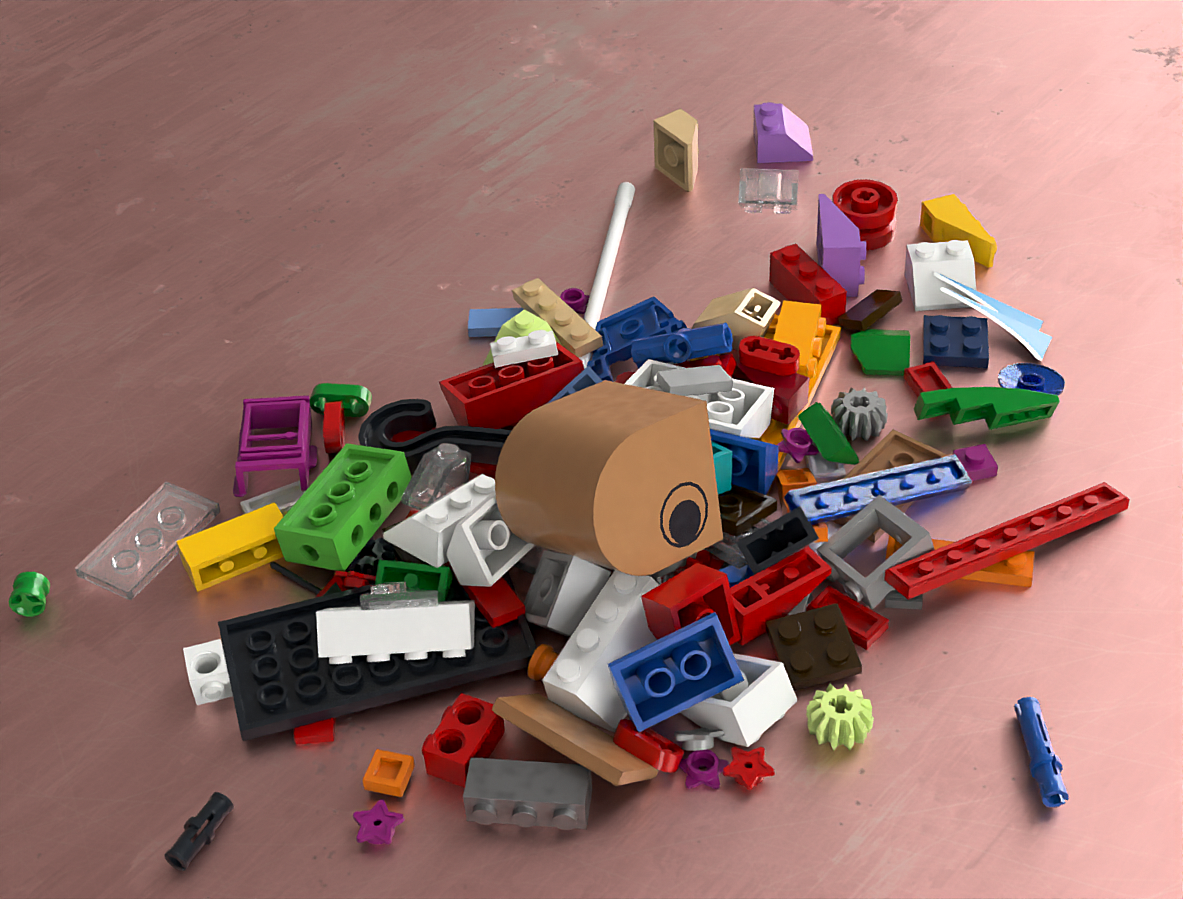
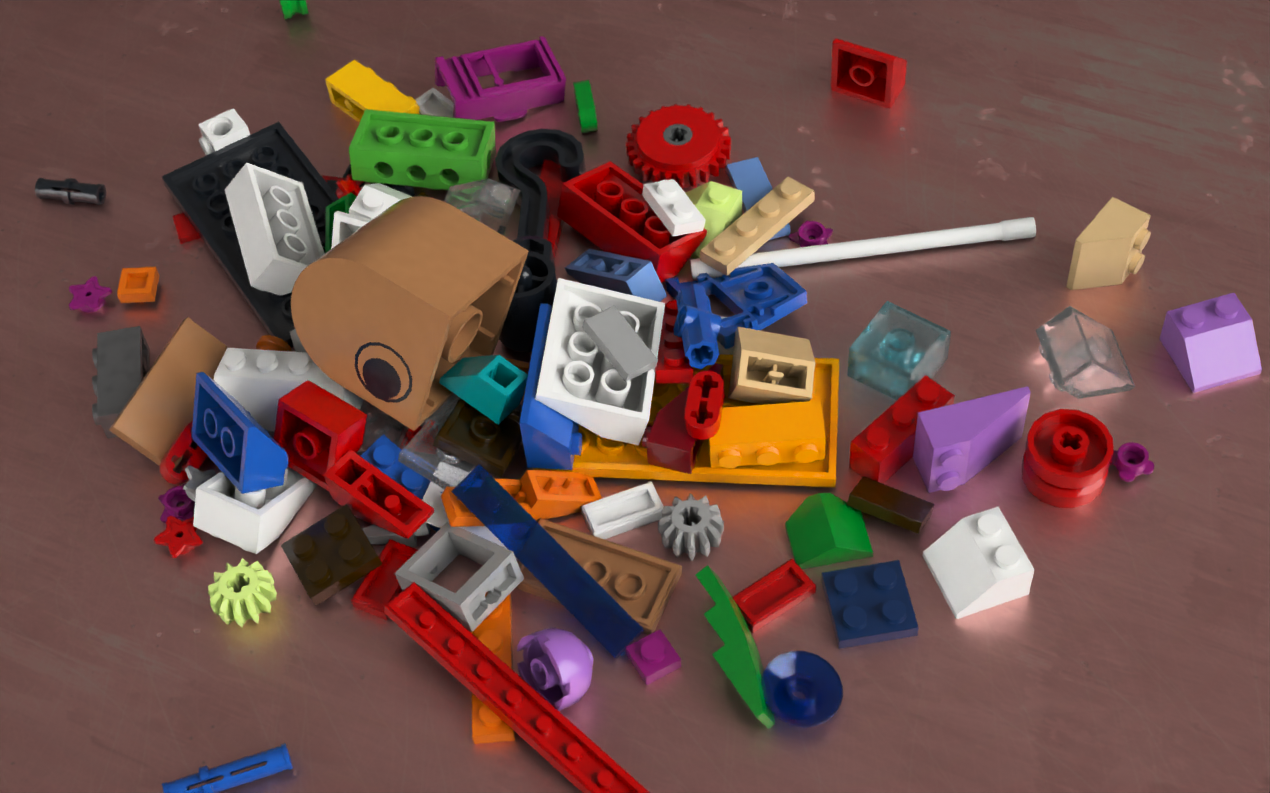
camera: 75 degrees right, 10 degrees up
(147, 540) = (382, 47): clear tile -> none
(334, 427) = (546, 113): red beam -> none
(396, 595) = (276, 210): clear wing -> none
(417, 226) = (866, 73): none -> red slope
(429, 350) = (678, 145): none -> red gear
(465, 732) = (163, 313): red brick -> none
(733, 265) = (897, 351): none -> clear light blue brick
(777, 540) = (420, 475): black slope -> none
(792, 438) = (616, 467): magenta plate -> none
(827, 435) = (632, 502): green slope -> none
(950, 220) = (1097, 557): yellow slope -> none
(984, 503) = (556, 666): none -> medium lavender cylinder
(994, 304) = (935, 665): sticker -> none
(1031, 338) = (906, 679): sticker -> none

